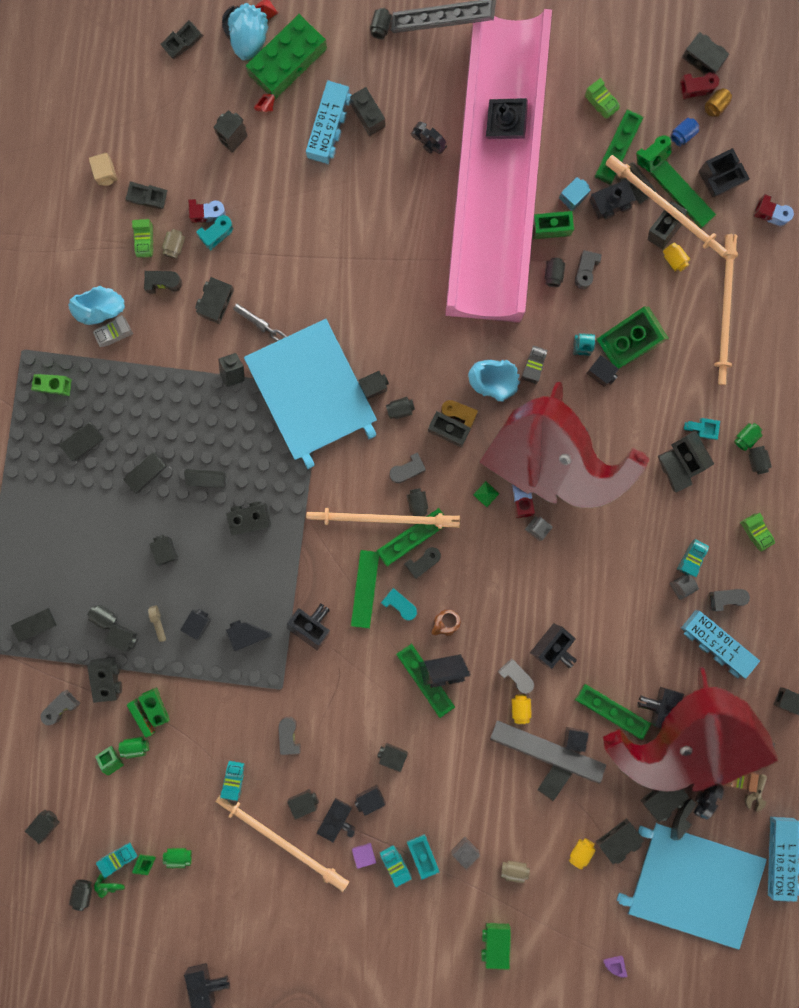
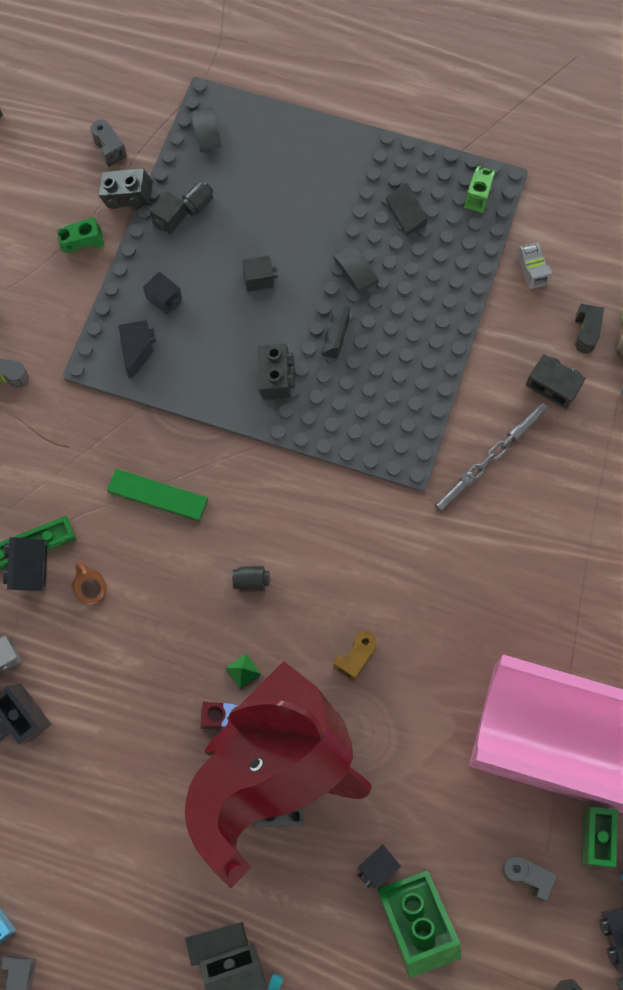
camera: 105 degrees right, 15 degrees down
(96, 305) = (568, 249): medium azure piece -> none
(109, 761) = (35, 183): green slope -> none
(133, 747) = (41, 207): green brick -> none
(140, 718) = (69, 217): green tile -> none
(154, 615) = (184, 250): dark tan bar -> none
(231, 369) = (464, 383): pearl dark grey brick -> none
(310, 390) = (421, 474): medium azure flag -> none
(310, 627) = (125, 417): black brick -> none
(373, 384) = (415, 552): pearl dark grey brick -> none
(400, 408) = (378, 580): pearl dark grey brick -> none
(402, 473) = (293, 570): dark grey leg -> none
(406, 608) = (127, 533): teal leg -> none
(407, 540) = (208, 564): green tile -> none
(429, 559) = (175, 579): pearl dark grey leg -> none
(439, 520) = (219, 599): light nougat bar -> none
(449, 429) = (337, 634): pearl dark grey brick -> none
(494, 379) = (394, 710): medium azure piece -> none
(534, 365) = (405, 771): dark grey leg -> none
(538, 528) = (180, 728): dark grey leg -> none
(554, 272) = (531, 827): pearl dark grey brick -> none
(584, 344) = (421, 847): teal leg -> none
(684, 586) = (50, 918): dark grey leg -> none
(693, 558) = (86, 942): teal leg -> none

